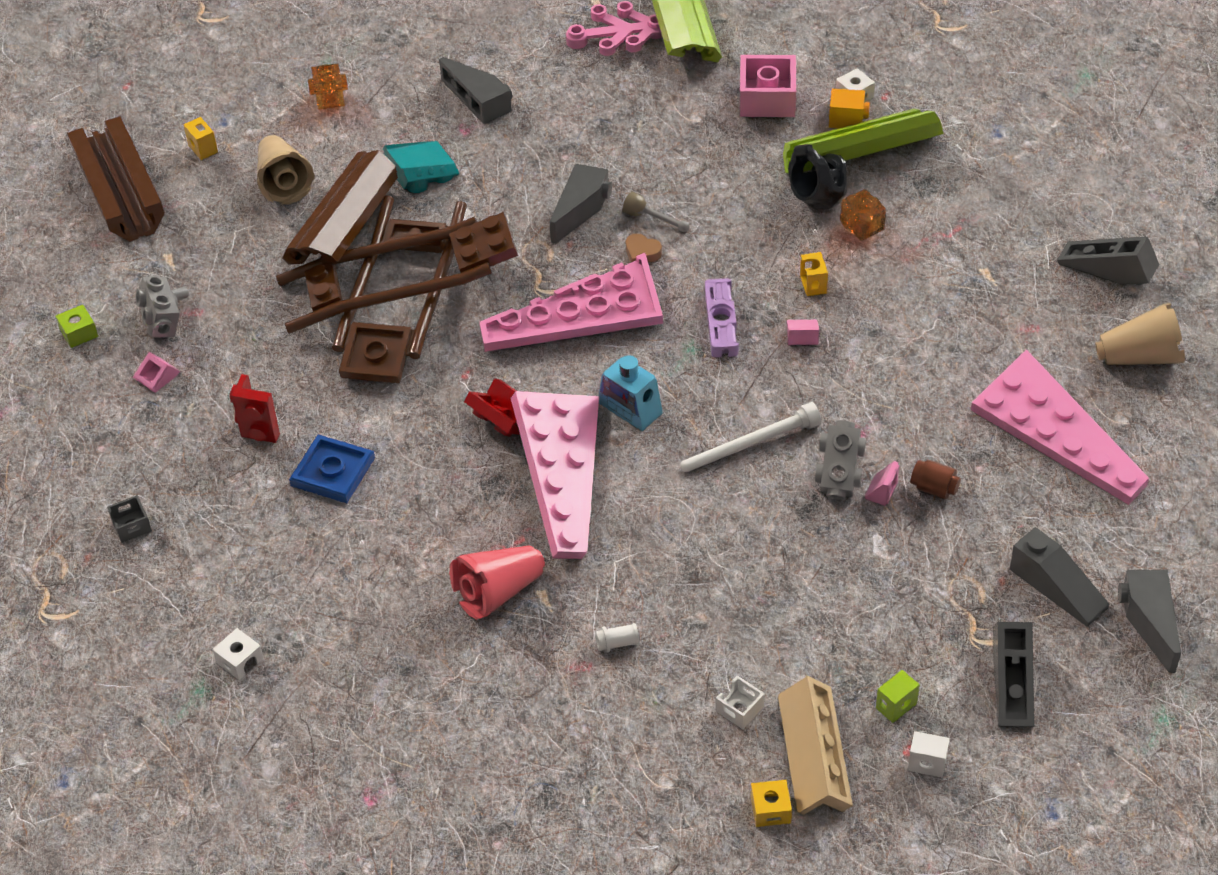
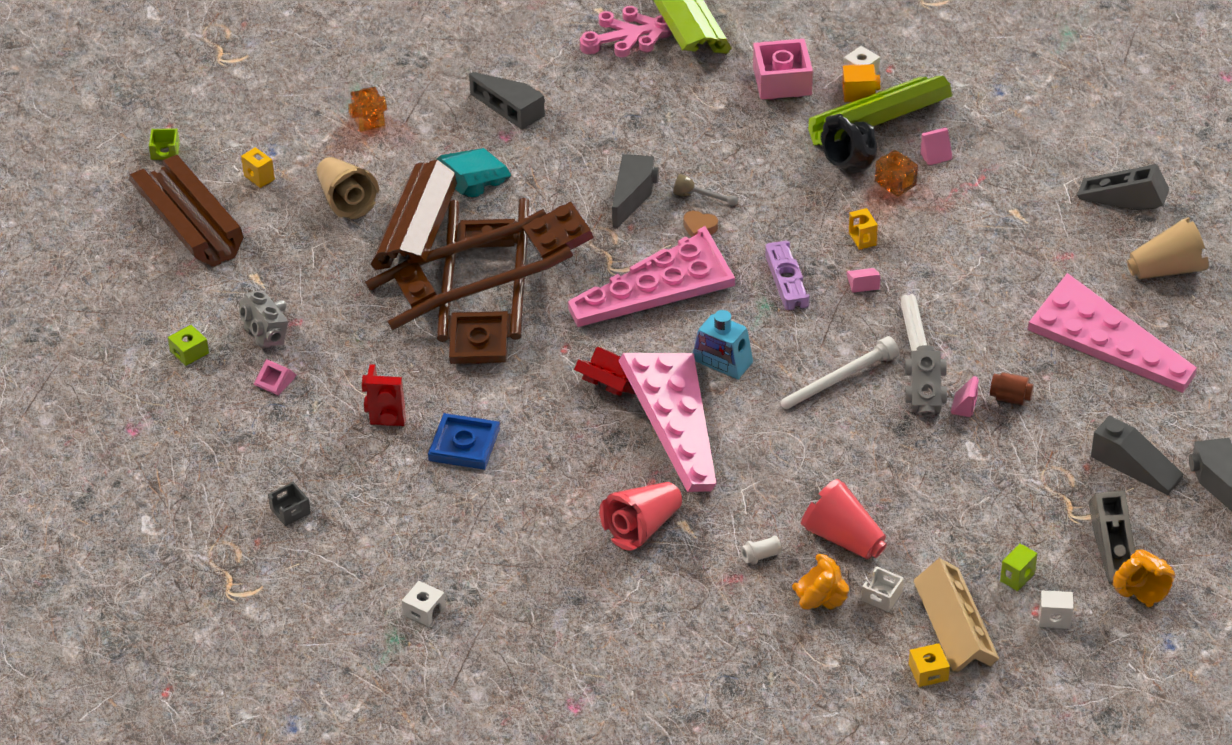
camera: 10 degrees left, 5 degrees down
(115, 97) = (163, 139): none -> lime piece
(672, 691) = (822, 585): none -> light orange hair
(713, 617) = (844, 521): none -> coral cone
(845, 388) = (913, 321): none -> white axle
(914, 189) = (936, 146): none -> bright pink slope
(1036, 727) = (1144, 577): none -> light orange hair

